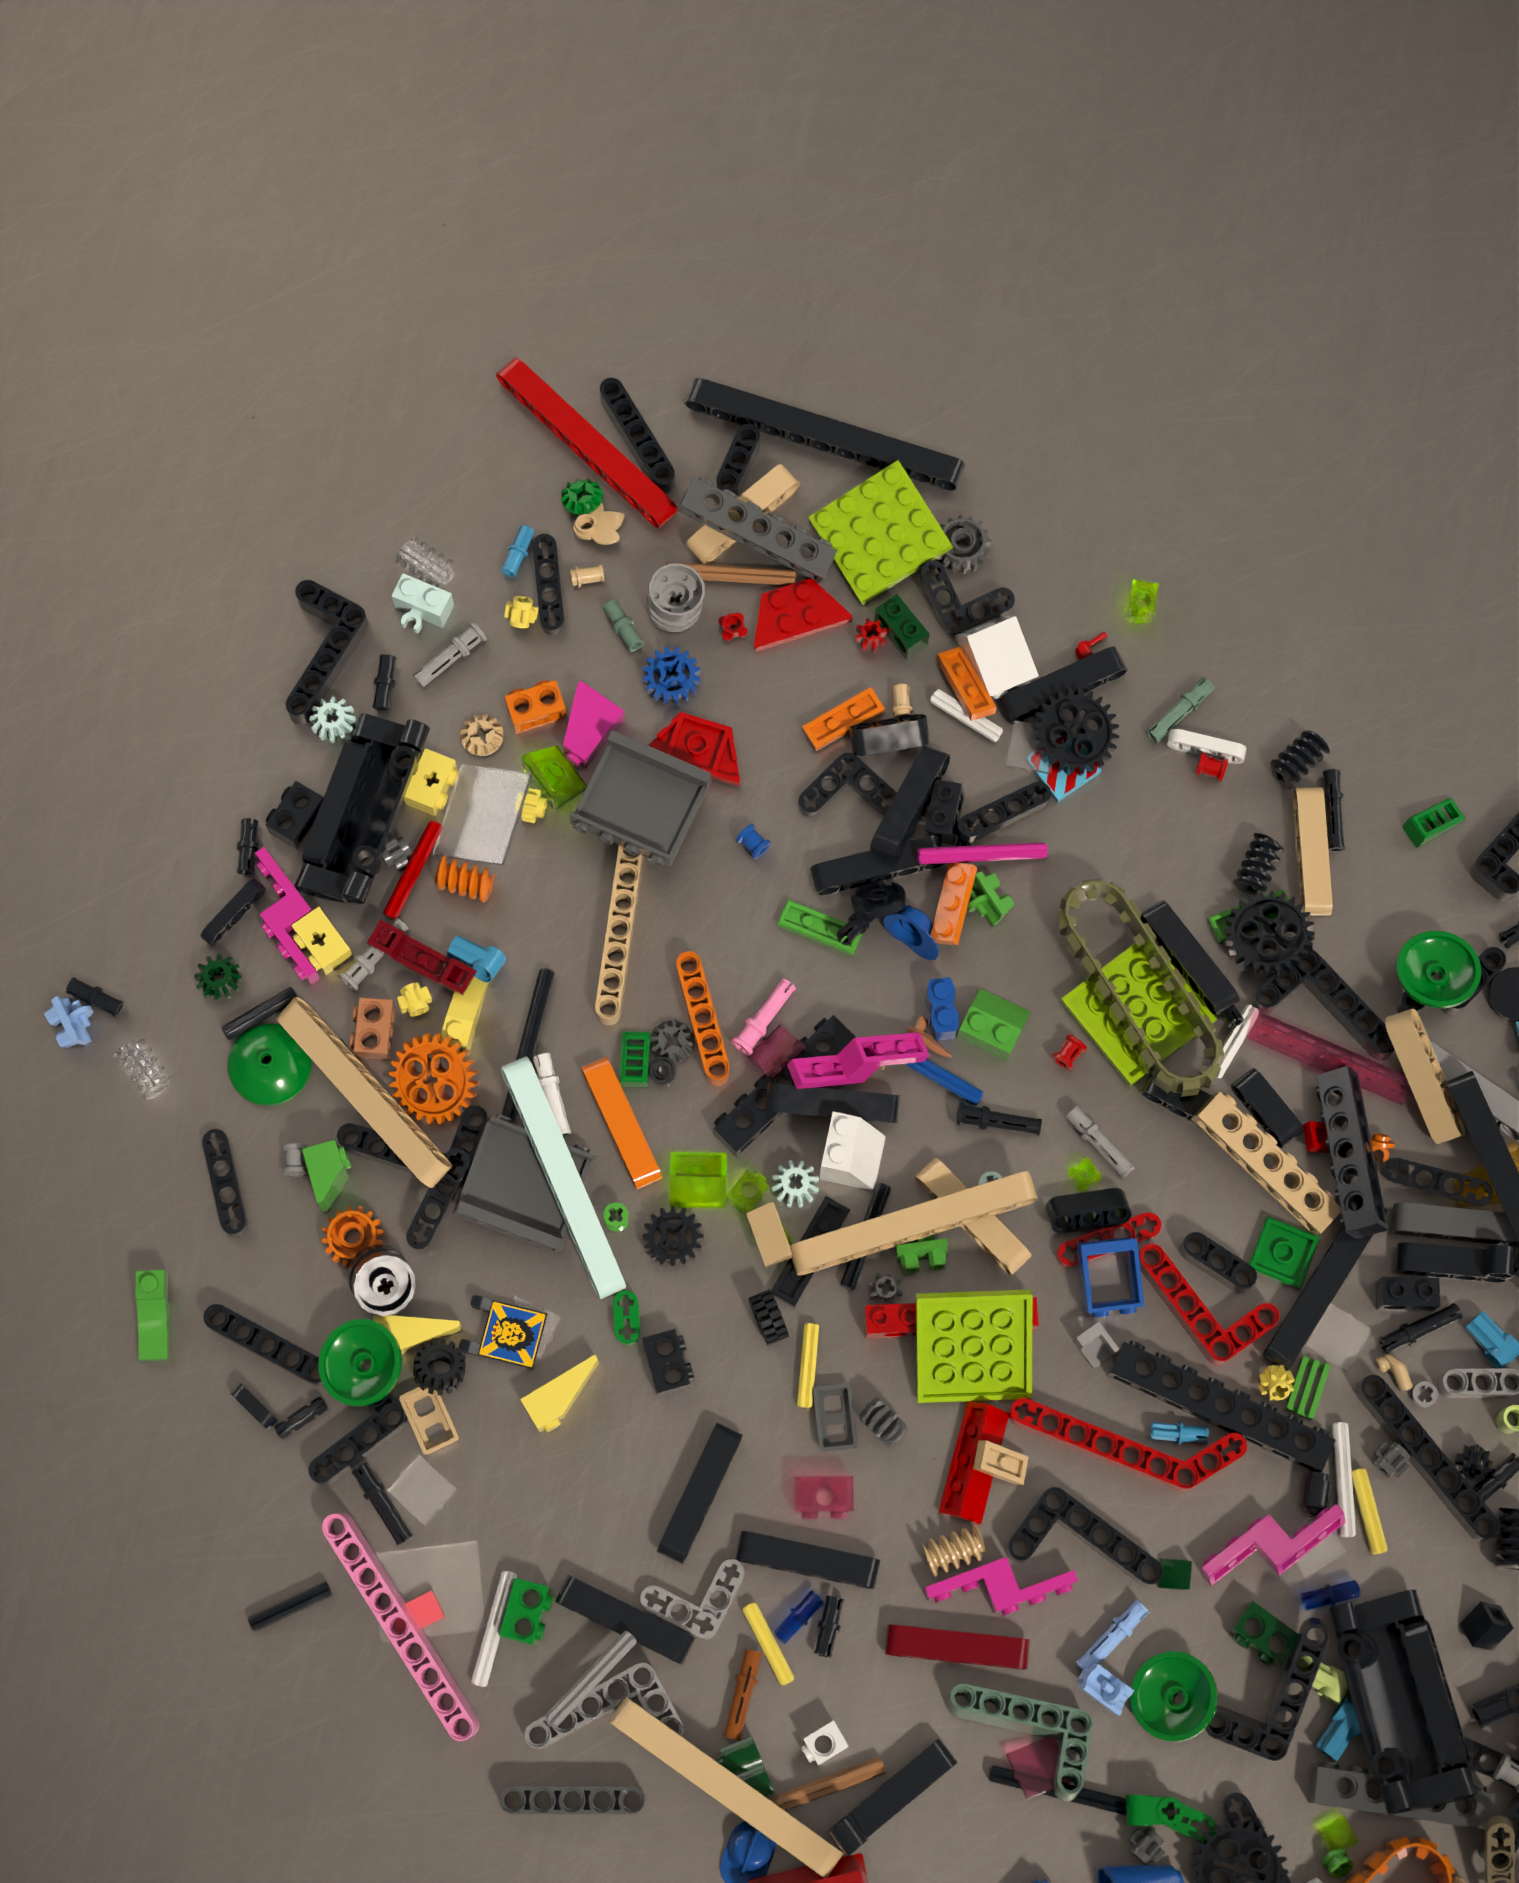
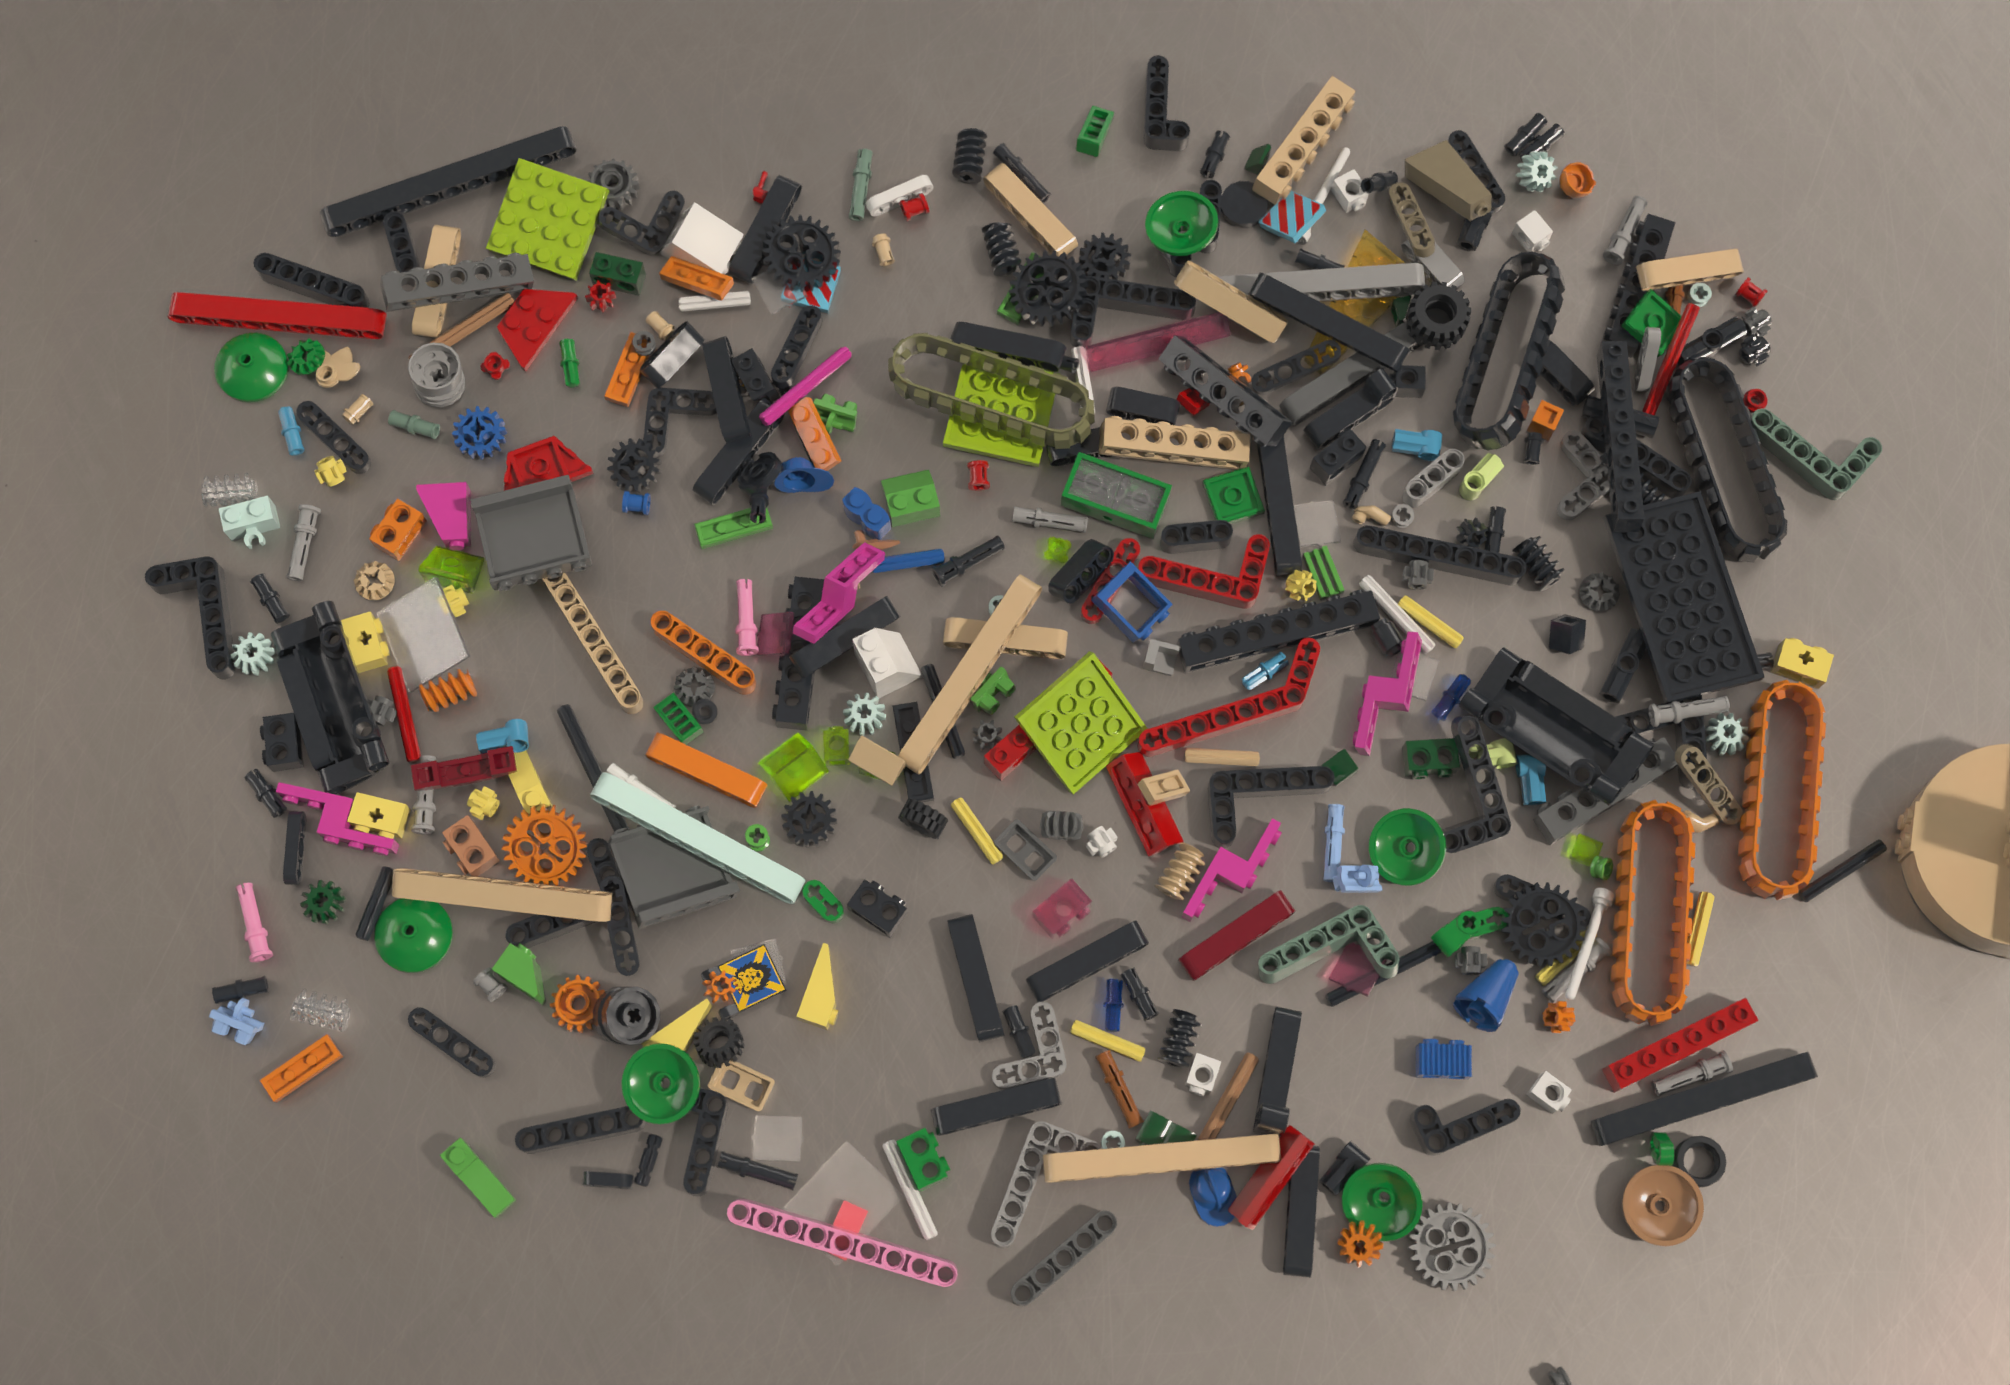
camera: 40 degrees left, 0 degrees up
(89, 1103) = (301, 1068): none -> orange plate
(144, 959) = (255, 933): none -> bright pink pin
(289, 1606) = (751, 1296): black axle -> none
(469, 1317) = (725, 983): none -> orange gear
(535, 483) = (258, 377): none -> green dish
(591, 1678) = (1008, 1162): light grey axle -> none
(698, 1571) = (1019, 1031): none -> black axle
(705, 1730) = (1114, 1134): none -> light aqua bush
(783, 798) = (624, 465): none -> black gear
(797, 673) = (569, 363): none -> green axle
(830, 1696) = (1179, 1038): none -> black piece
(875, 714) = (638, 340): none -> dark grey bush
(907, 1465) = (1101, 841): none -> white gear
(1077, 1477) = (1224, 757): none -> tan axle
(1142, 591) = (772, 121): clear neon green brick -> none
(1152, 783) = (883, 249): none -> tan pin
(1176, 1168) = (1116, 495): none -> brick
(1356, 947) = (1105, 249): none -> black gear

